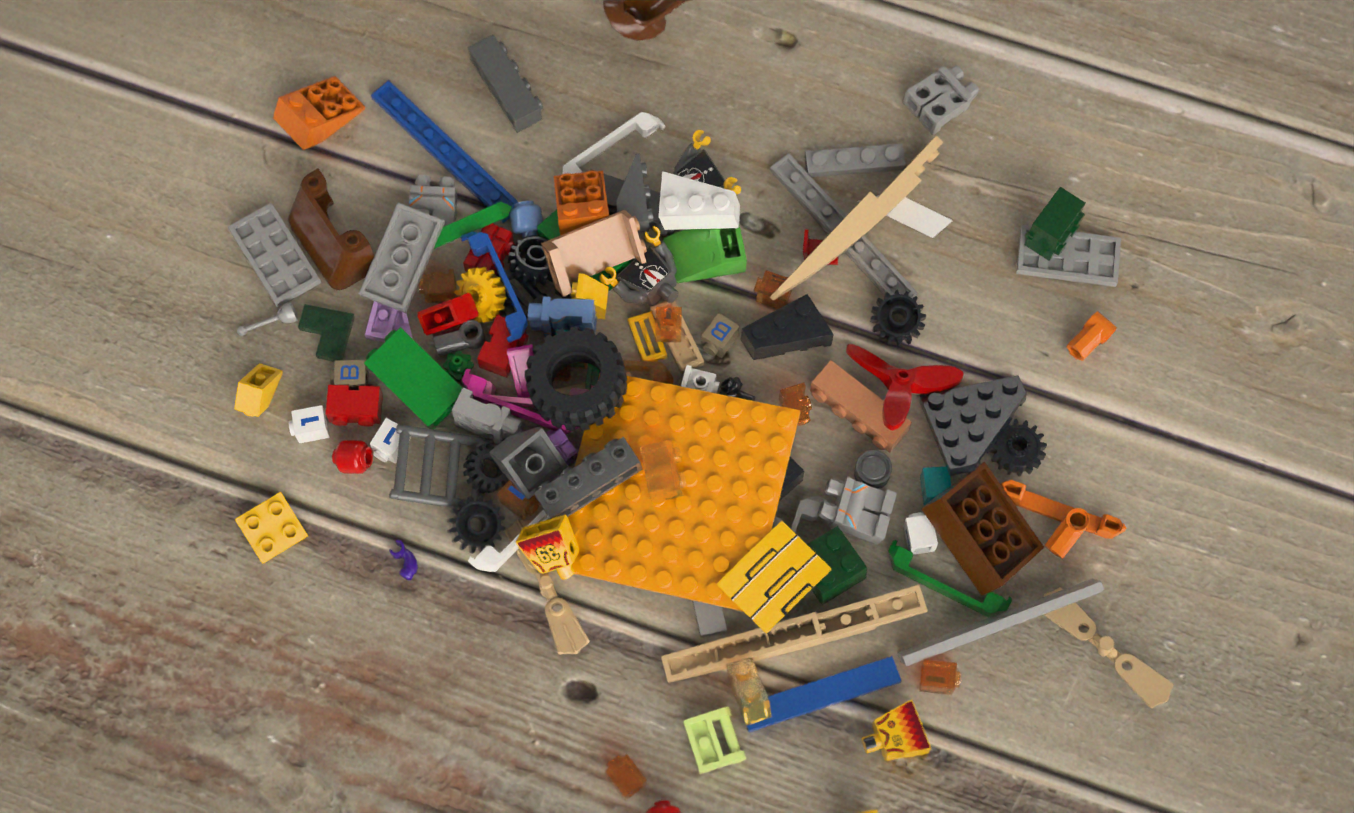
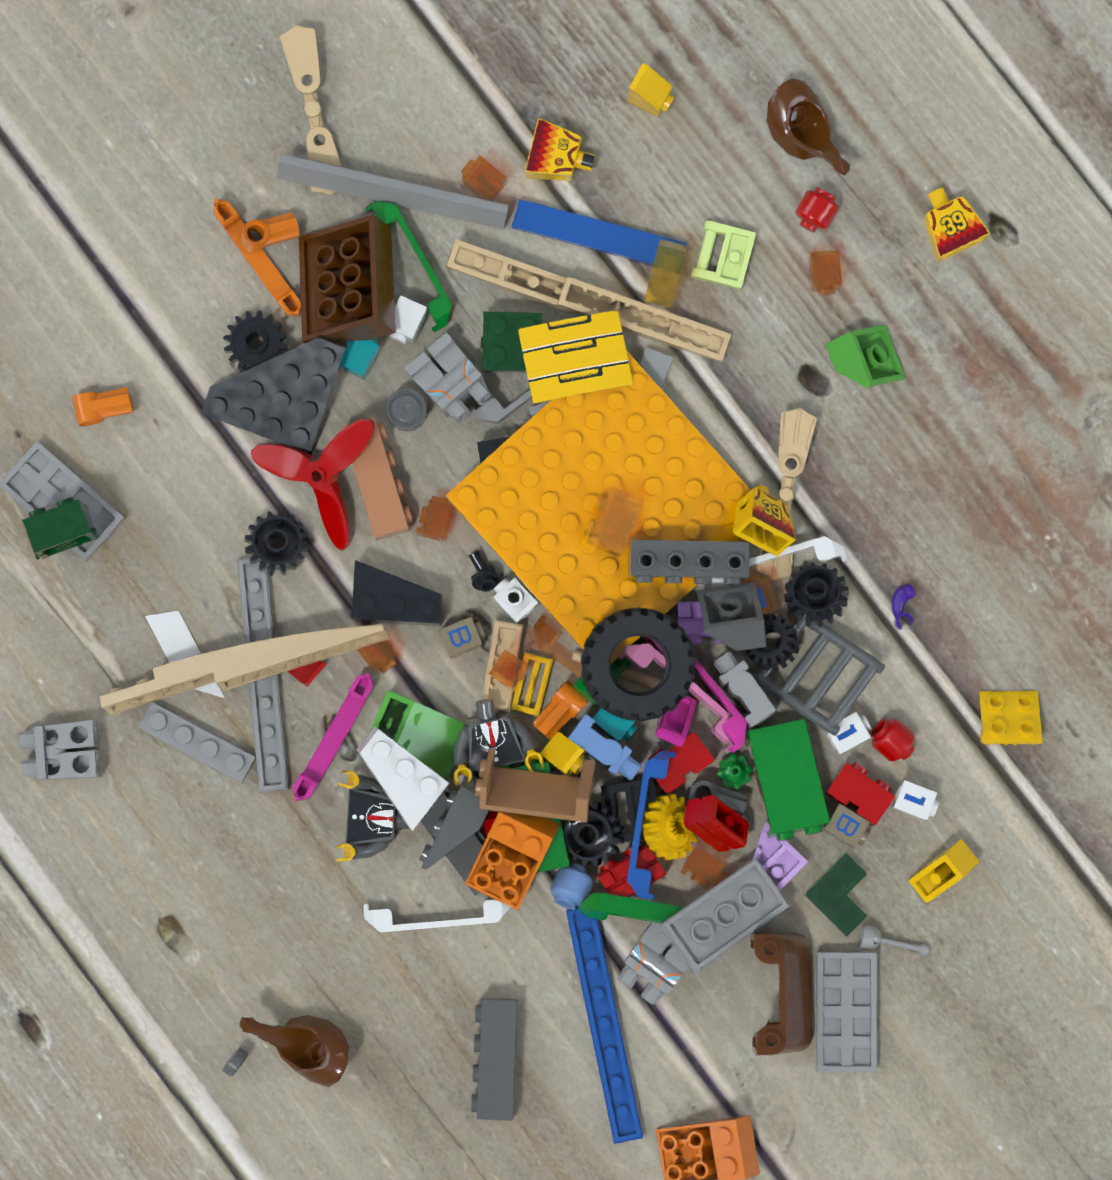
camera: 145 degrees left, 15 degrees up
(548, 729) = (866, 357): none -> bright green slope
(615, 325) = (564, 706): none -> orange piece
(762, 215) = (334, 737): none -> dark pink piece

